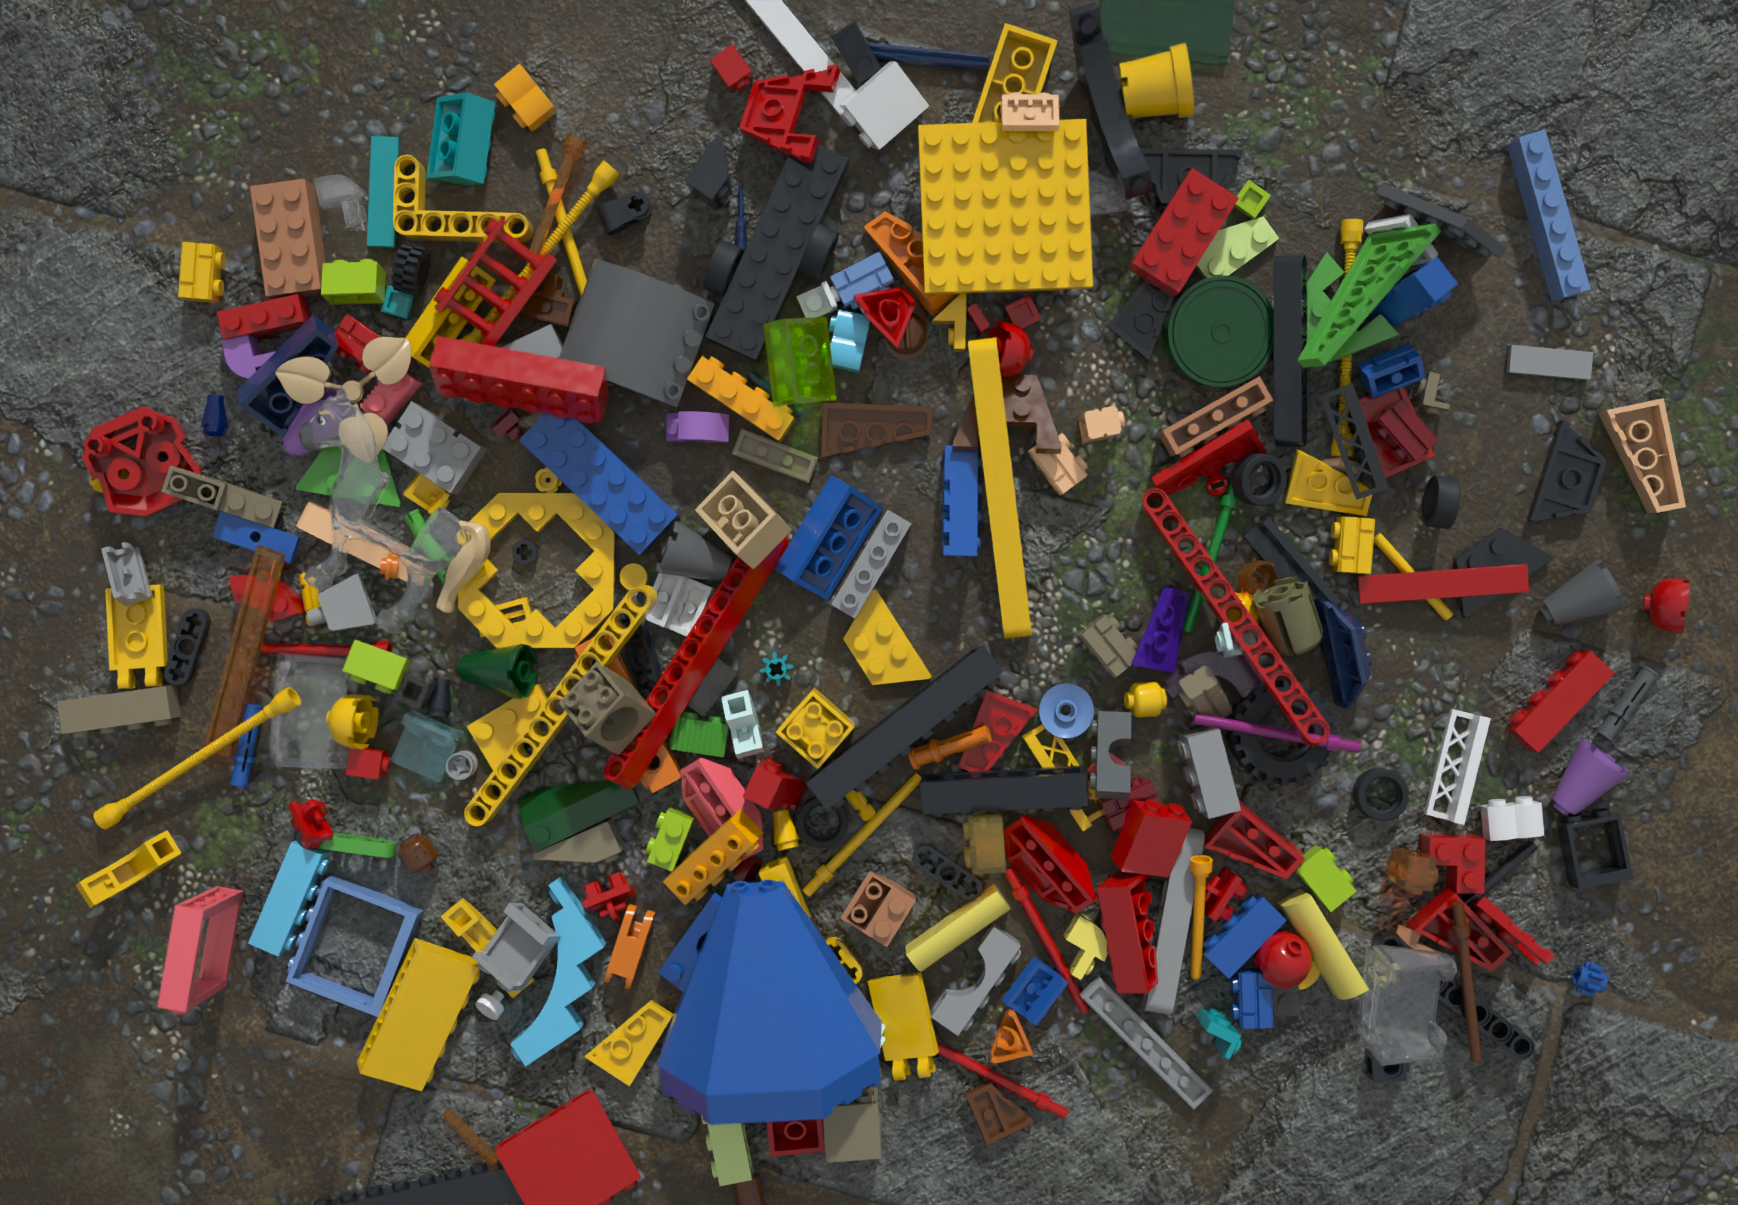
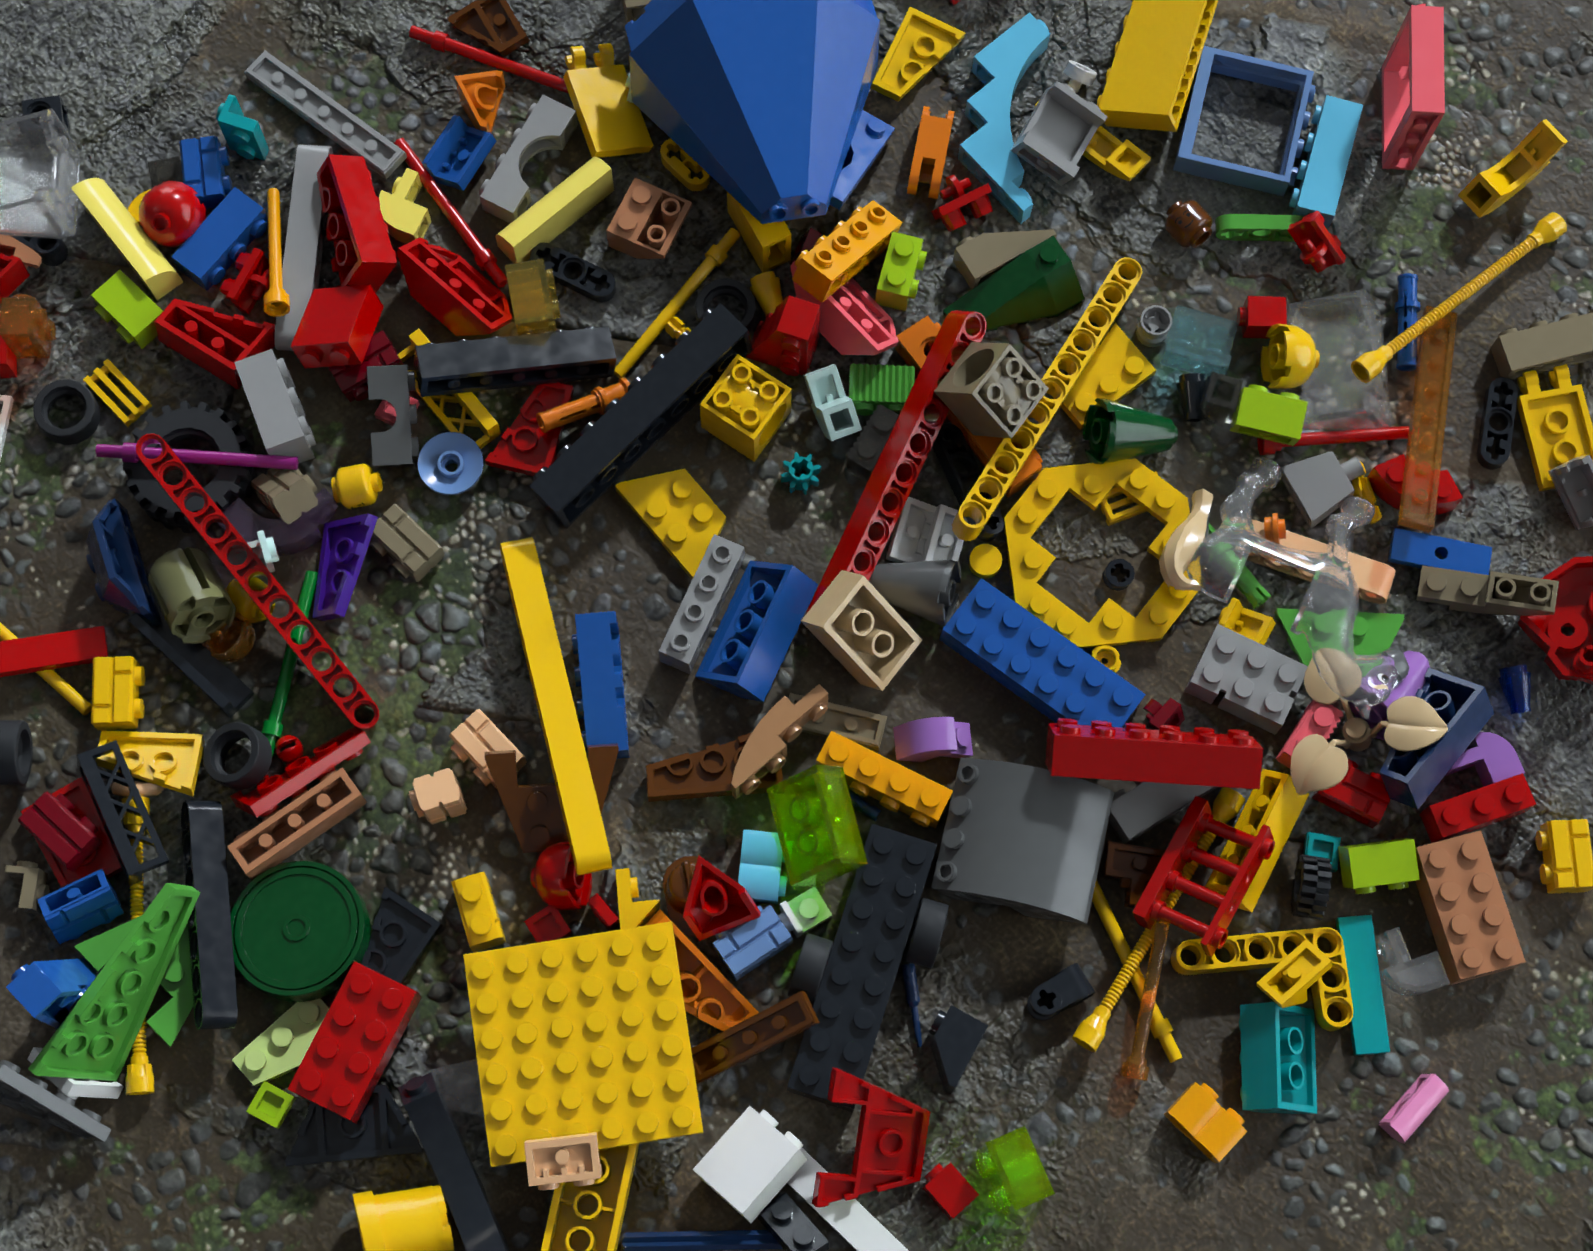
camera: 175 degrees right, 15 degrees down
(360, 91) = (1414, 1107): none -> bright pink brick
(435, 195) = (1293, 975): none -> yellow slope
(681, 67) = (1013, 1172): none -> clear neon green brick
(834, 433) = (766, 746): none -> medium nougat slope
(870, 203) = (753, 1036): none -> reddish brown tile
(1076, 330) = (478, 912): none -> yellow brick
(1352, 826) = (100, 374): none -> yellow tile

